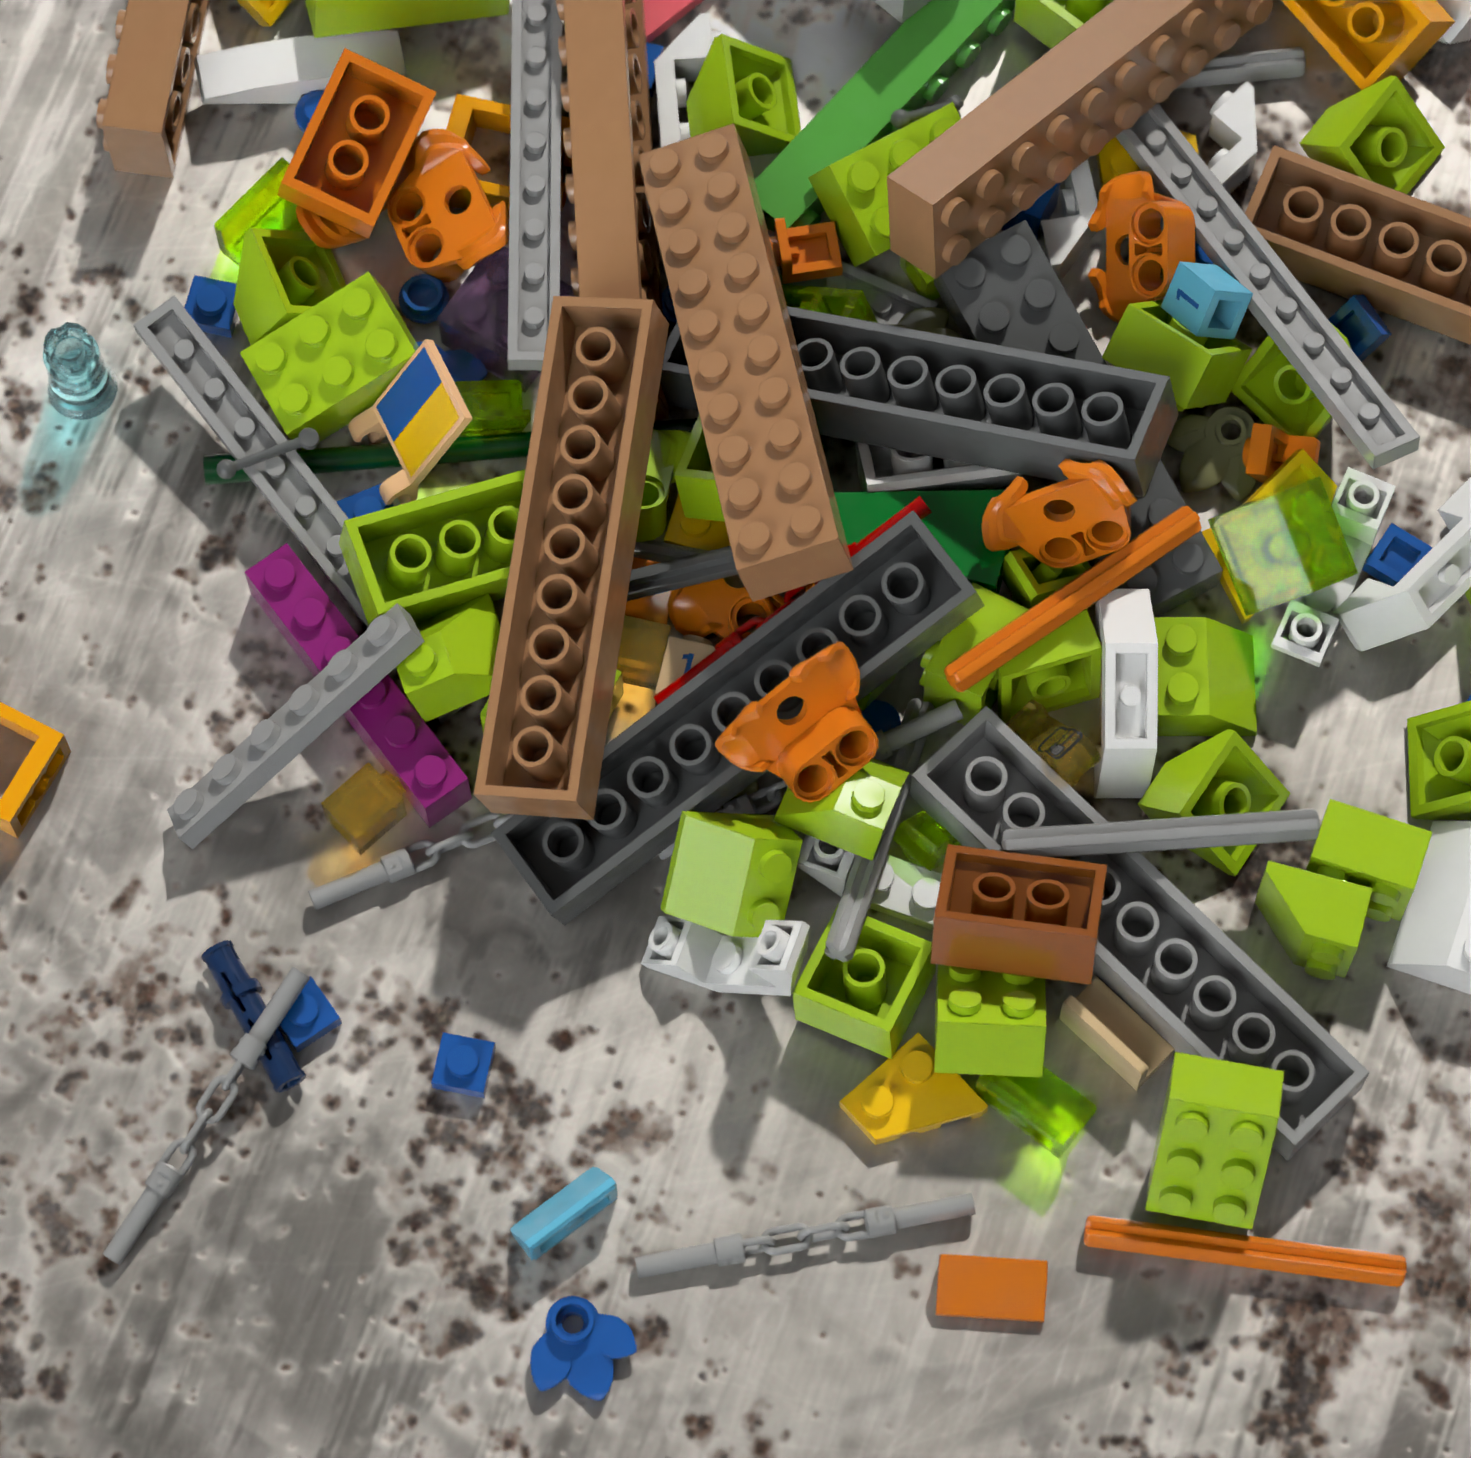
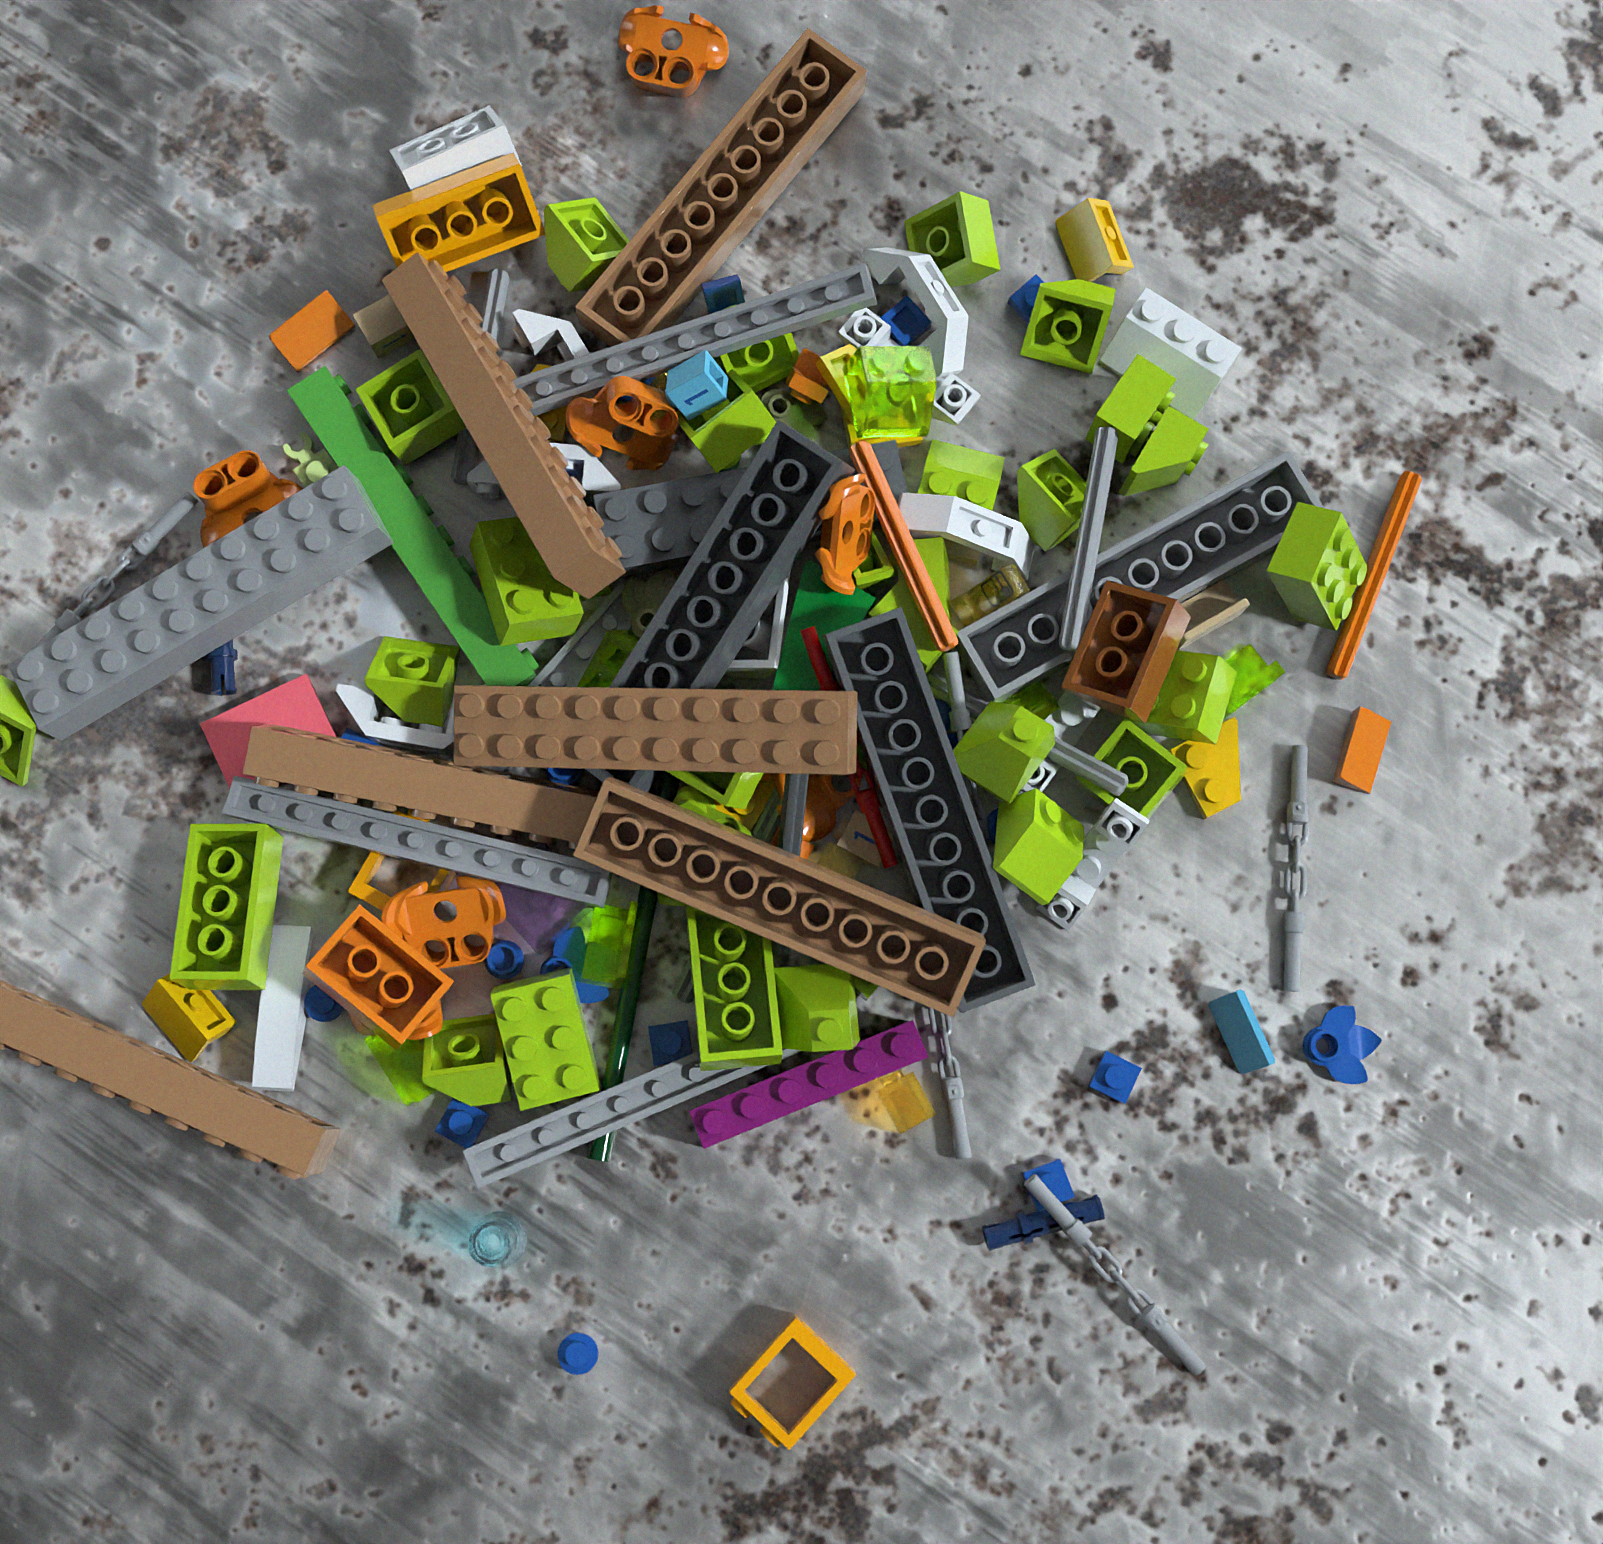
camera: 80 degrees left, 10 degrees up
(294, 725) = (842, 1138): light grey plate -> none
(307, 439) = (616, 1142): dark grey hinge -> none
(420, 417) = (617, 984): flag -> none
(806, 251) = (557, 662): orange bracket -> none
(812, 738) = (977, 753): orange piece -> none
(901, 118) = (471, 565): dark grey hinge -> none

